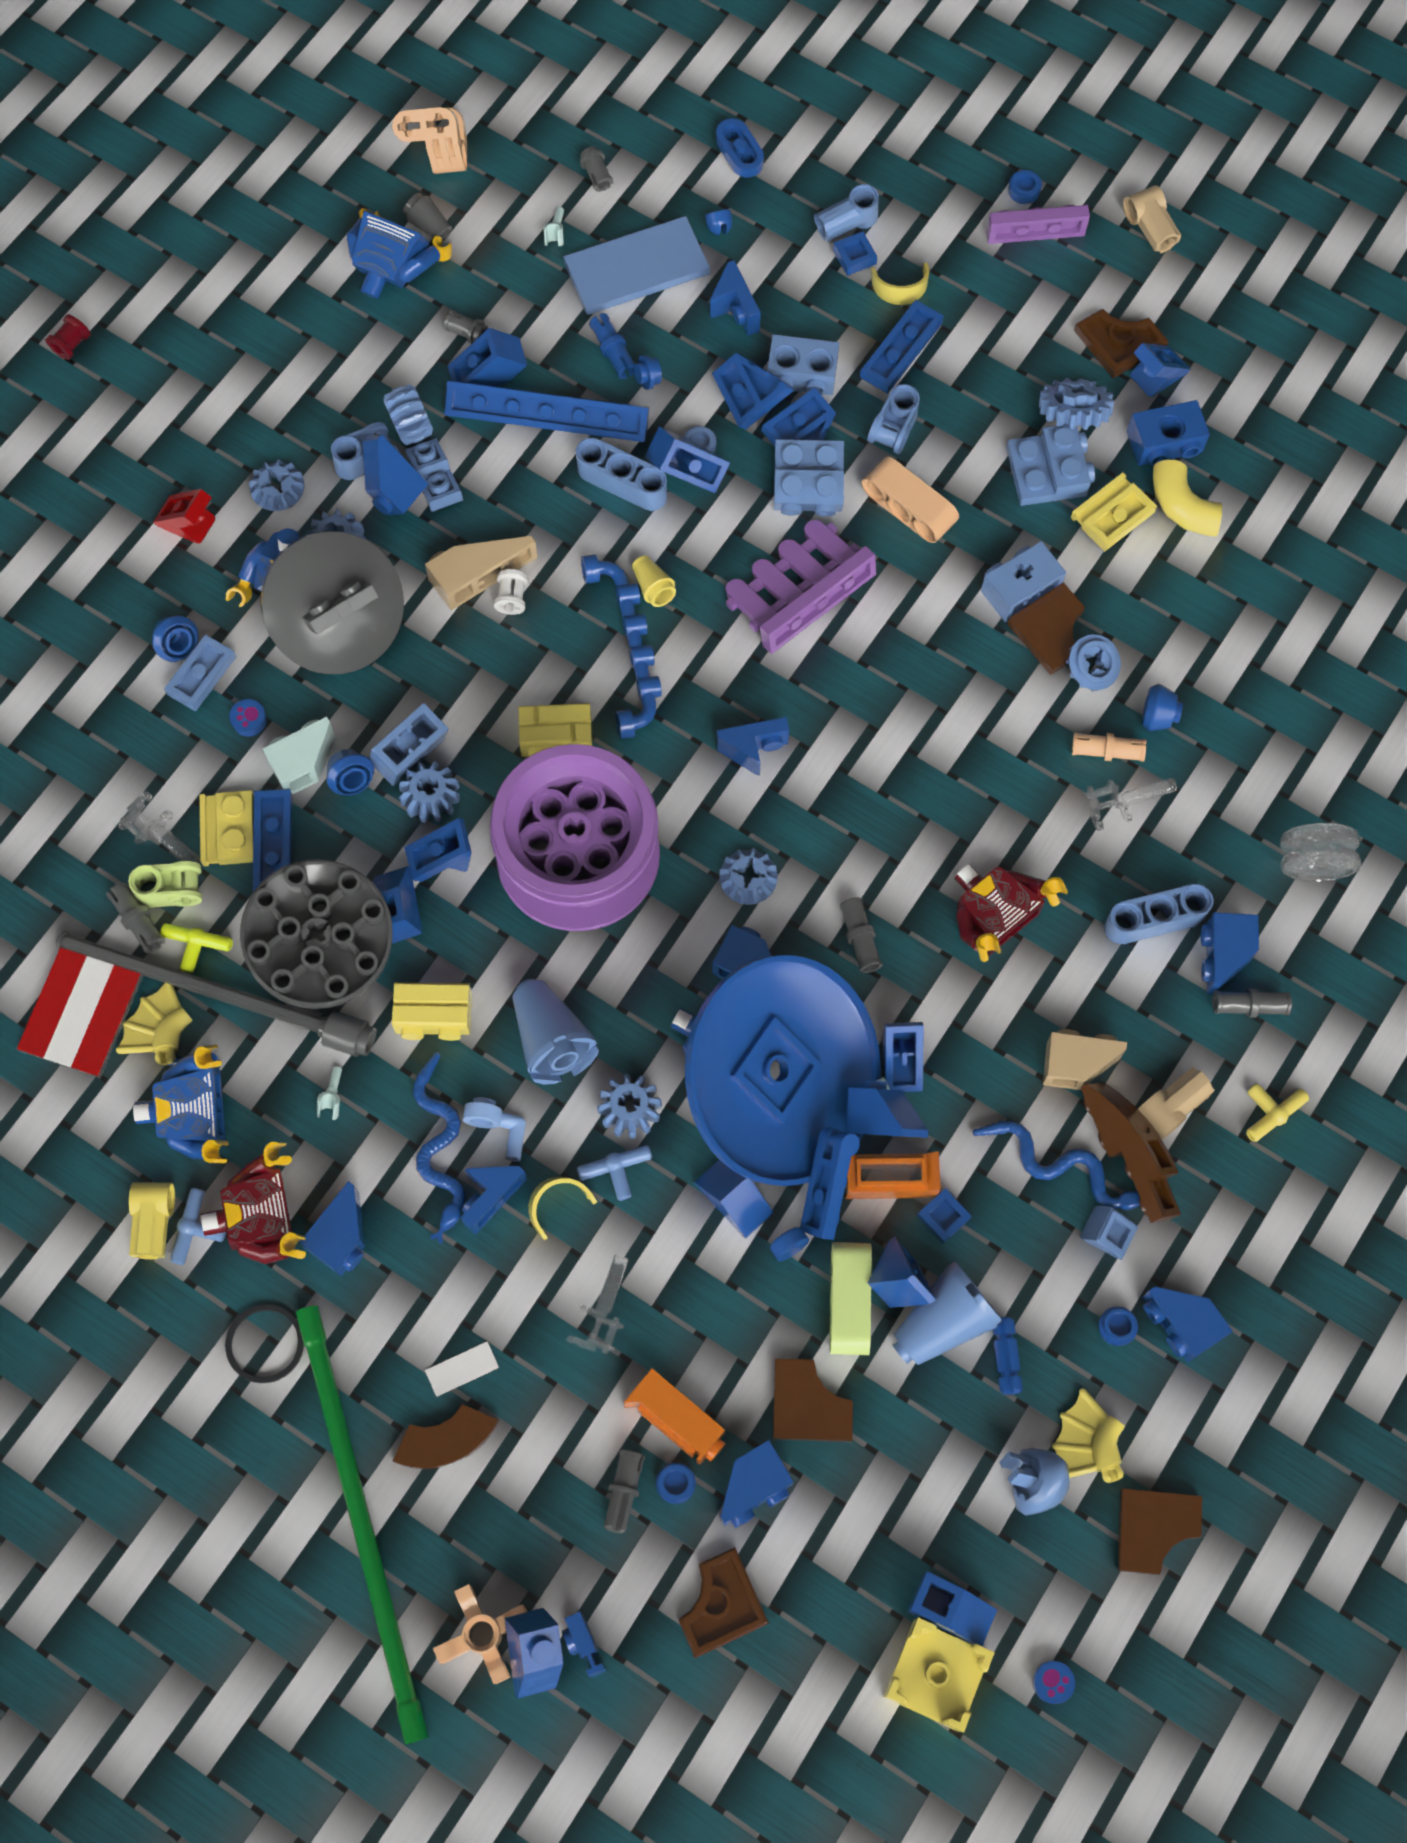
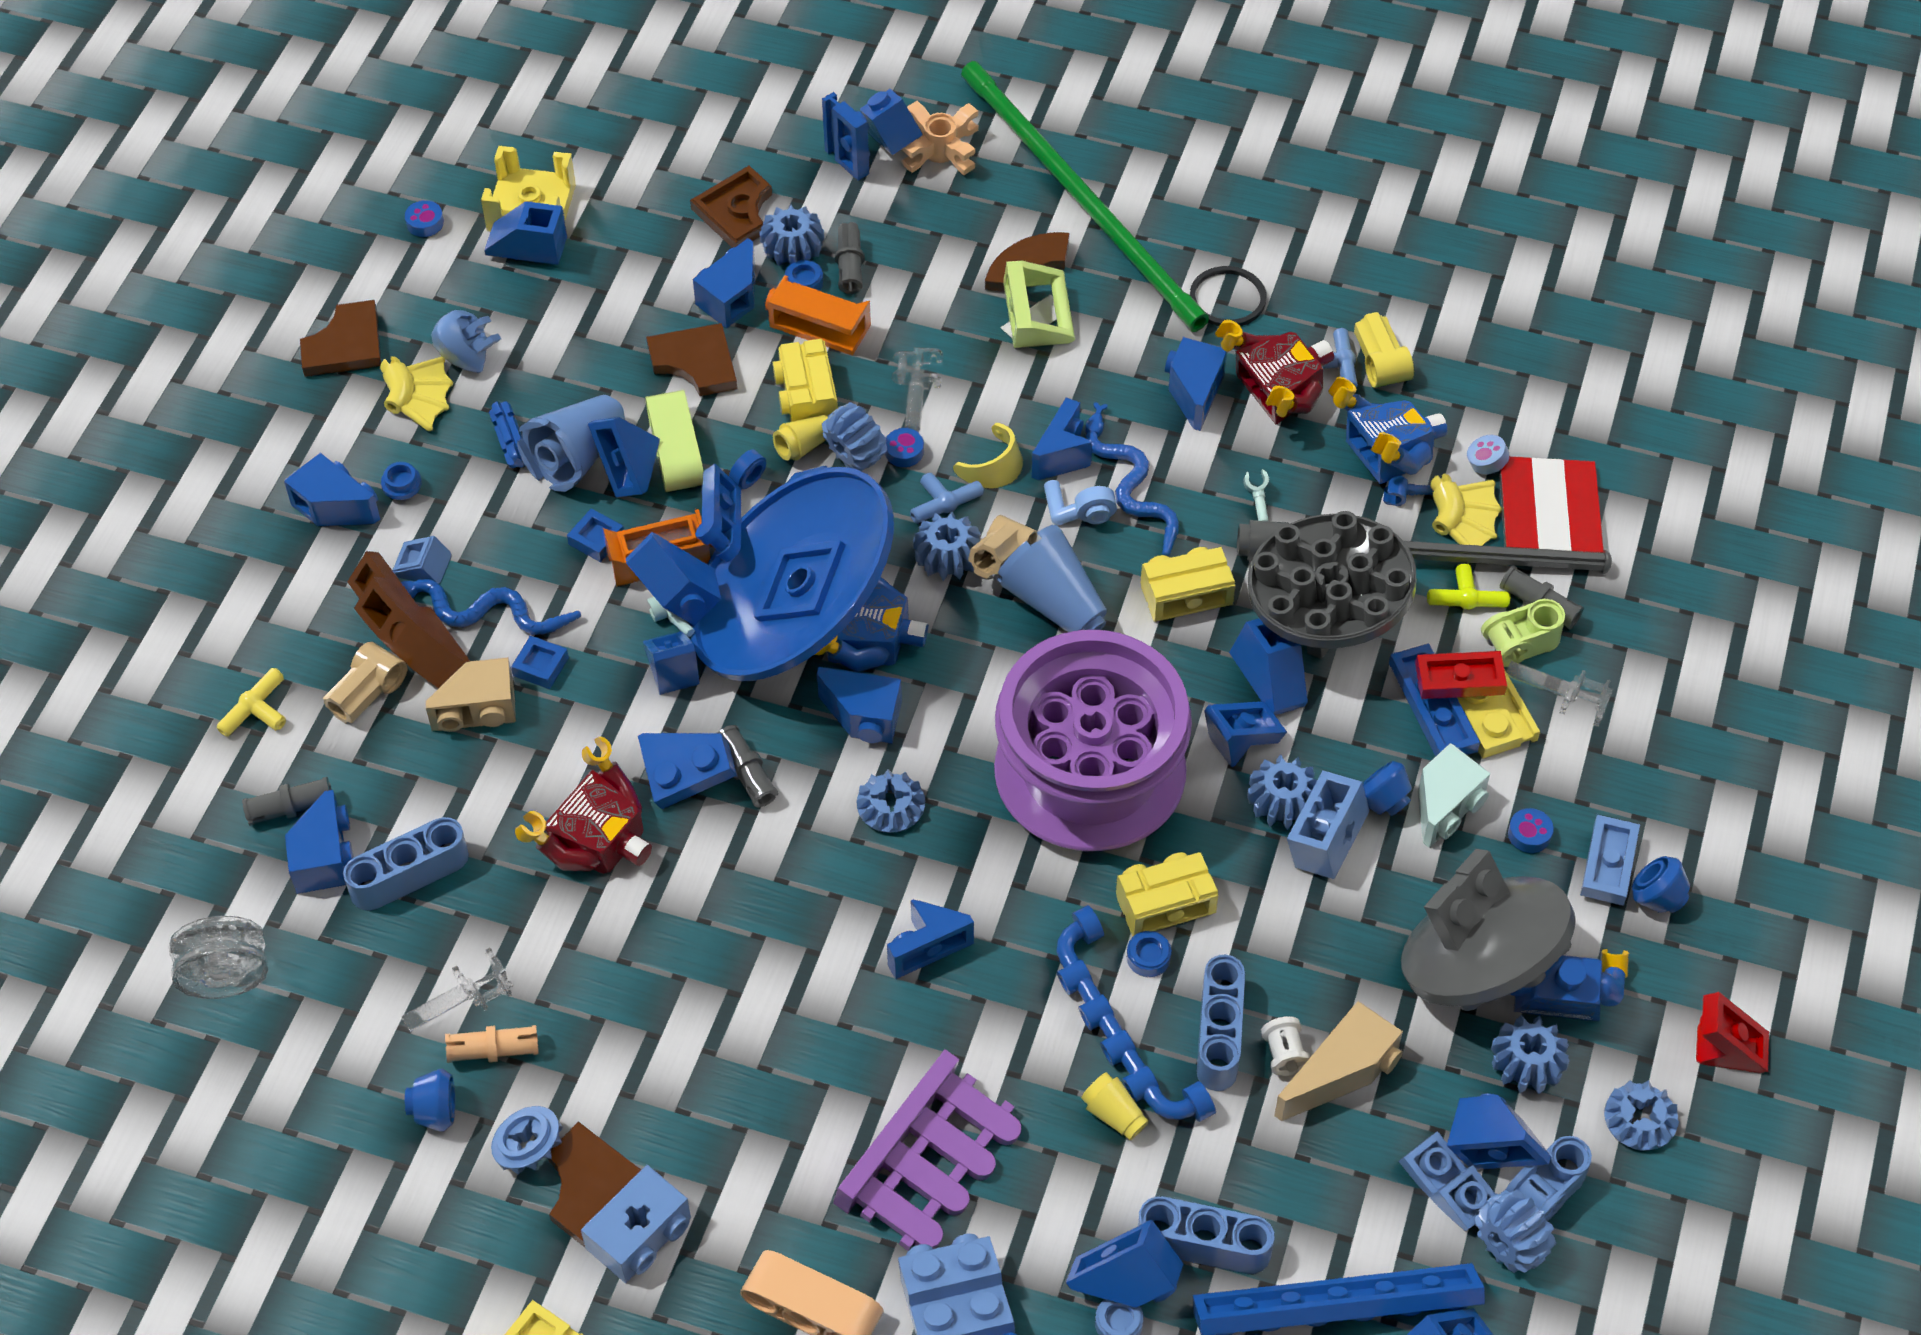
camera: 165 degrees right, 15 degrees down
(108, 1076) = (1488, 454): none -> tile
(243, 842) = (1461, 674): none -> red plate
(472, 1391) = (1024, 330): none -> yellowish green tile
(552, 605) = (1218, 1040): none -> medium blue beam
(575, 1093) = (1000, 542): none -> tan piece
(586, 691) = (1148, 954): none -> blue tile
(635, 1238) = (904, 447): none -> blue tile
(661, 1534) = (791, 235): none -> medium blue gear
(682, 1242) = (854, 436): none -> medium blue gear
(708, 1331) = (806, 380): none -> light yellow brick
(728, 1271) = (799, 437): none -> light yellow cone
(912, 945) = (684, 764): none -> blue wing
(1017, 1091) = (539, 662): none -> blue tile

